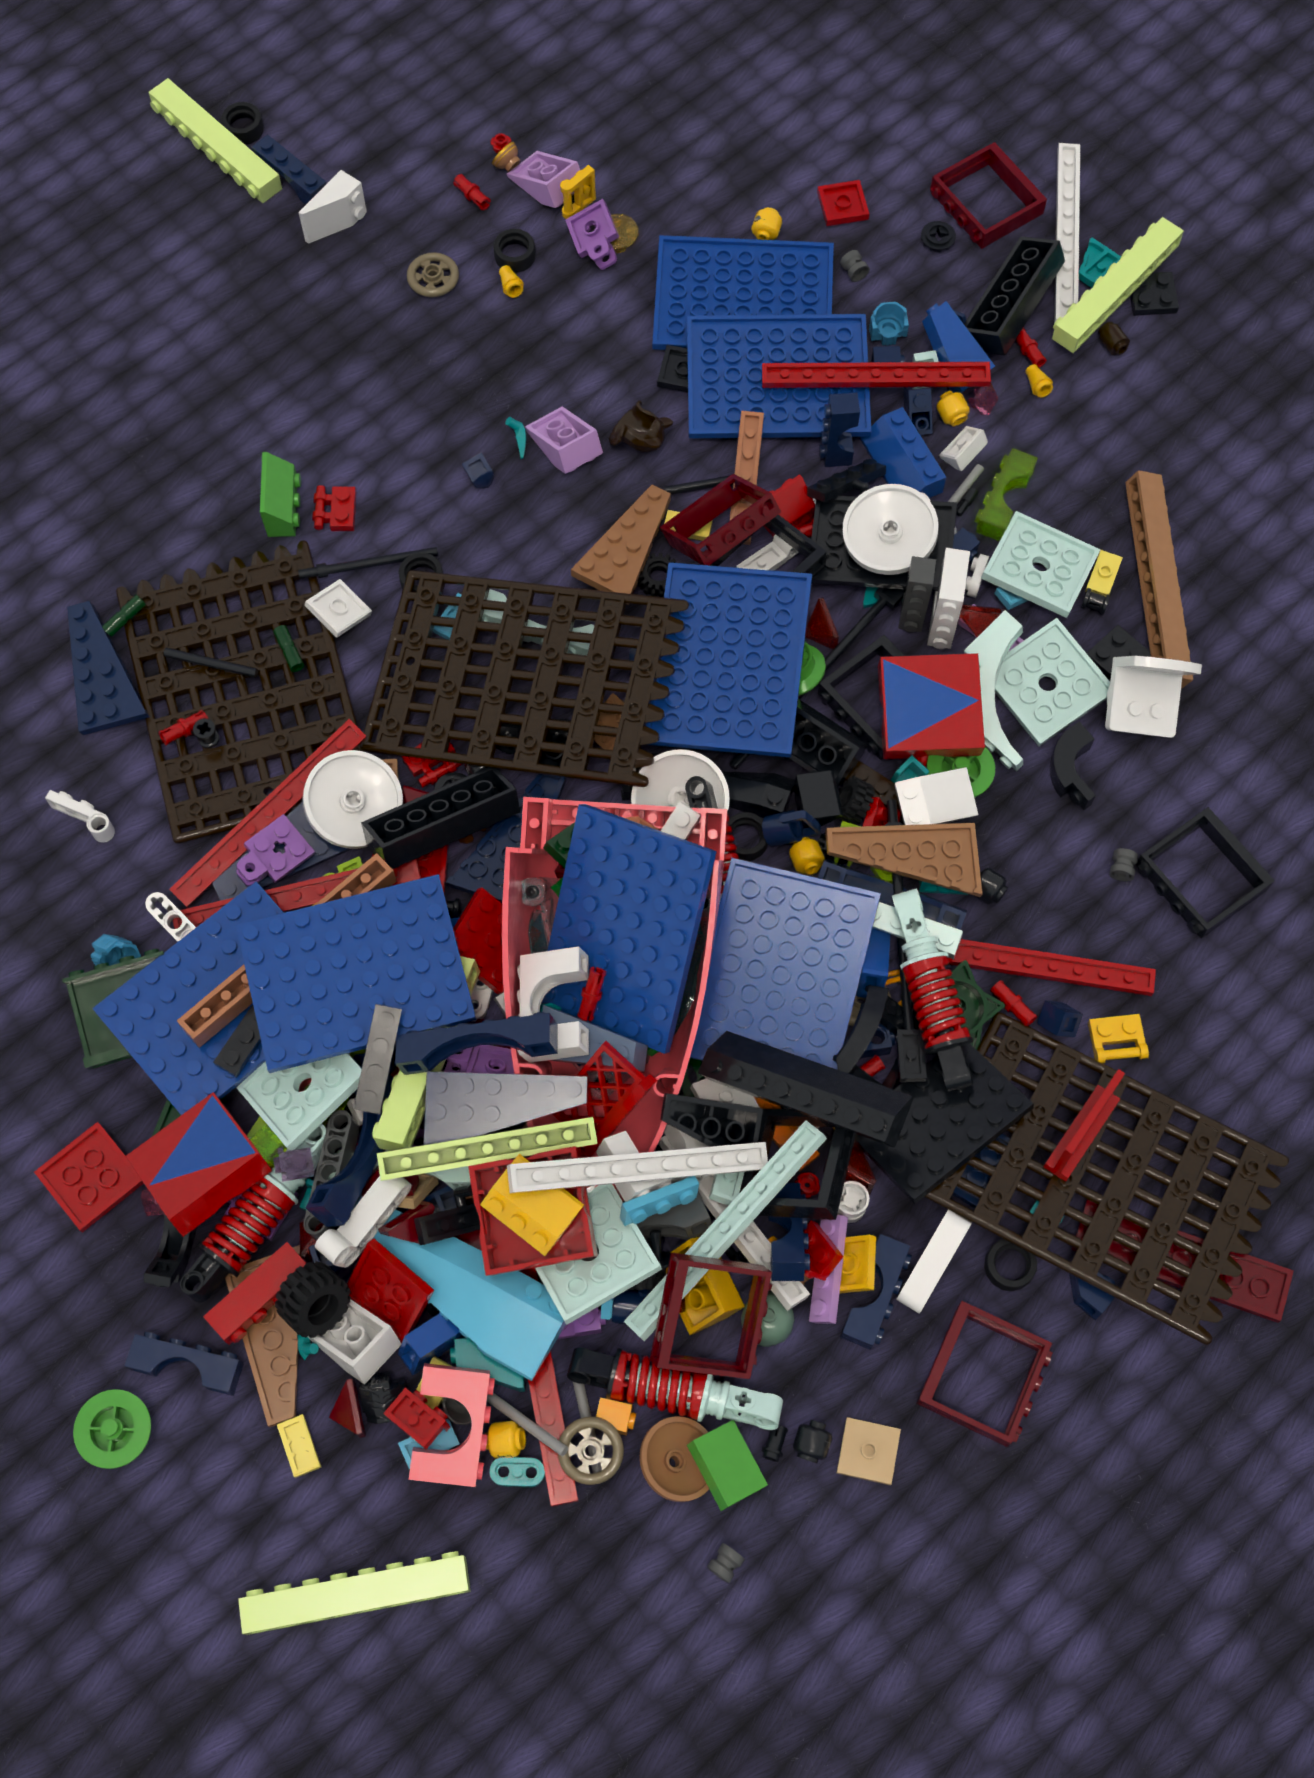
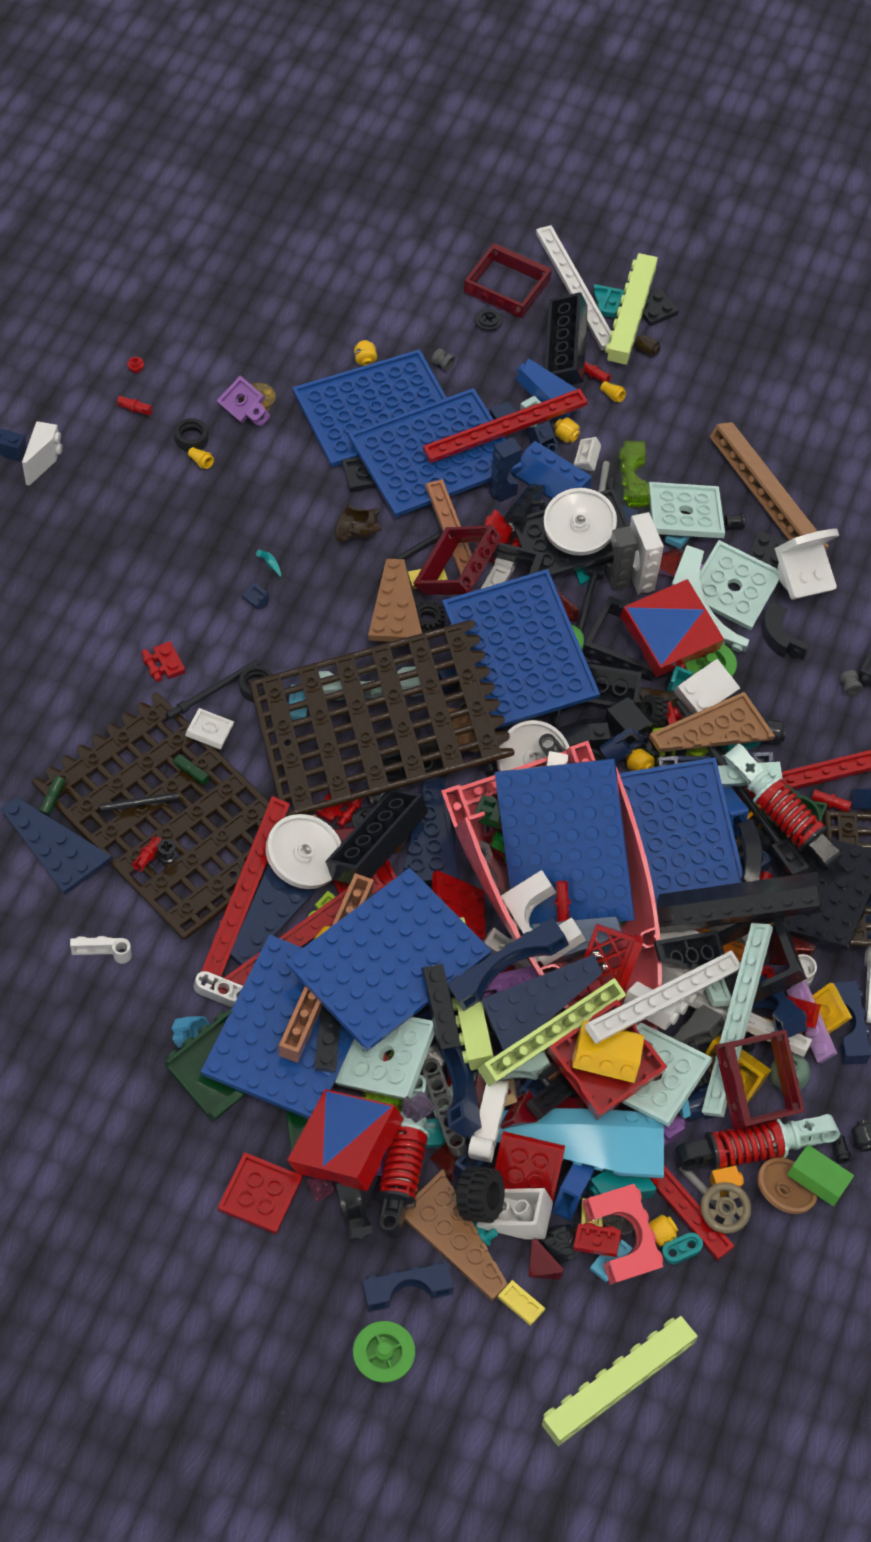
camera: 30 degrees left, 10 degrees down
(253, 1296) = (436, 1212): red brick -> none
(263, 858) = (263, 919): medium lavender plate -> none
(279, 496) = (120, 669): bright green slope -> none
(431, 269) = (139, 473): dark tan plate -> none
(507, 157) = (149, 373): medium nougat piece -> none
(527, 1424) = (681, 1212): light grey bar -> none
(542, 175) = (186, 376): lavender slope -> none
(565, 439) = (306, 550): lavender slope -> none
(584, 191) = (217, 377): yellow plate -> none
(659, 1201) = (685, 1017): medium azure plate -> none
(725, 1563) = (854, 1239): dark grey wheel -> none
(843, 203) = (409, 320): red plate -> none
(888, 323) = (491, 388): dark azure hair -> none
(984, 399) = (583, 416): clear pink tile -> none
(1104, 572) = (729, 500): light yellow plate -> none

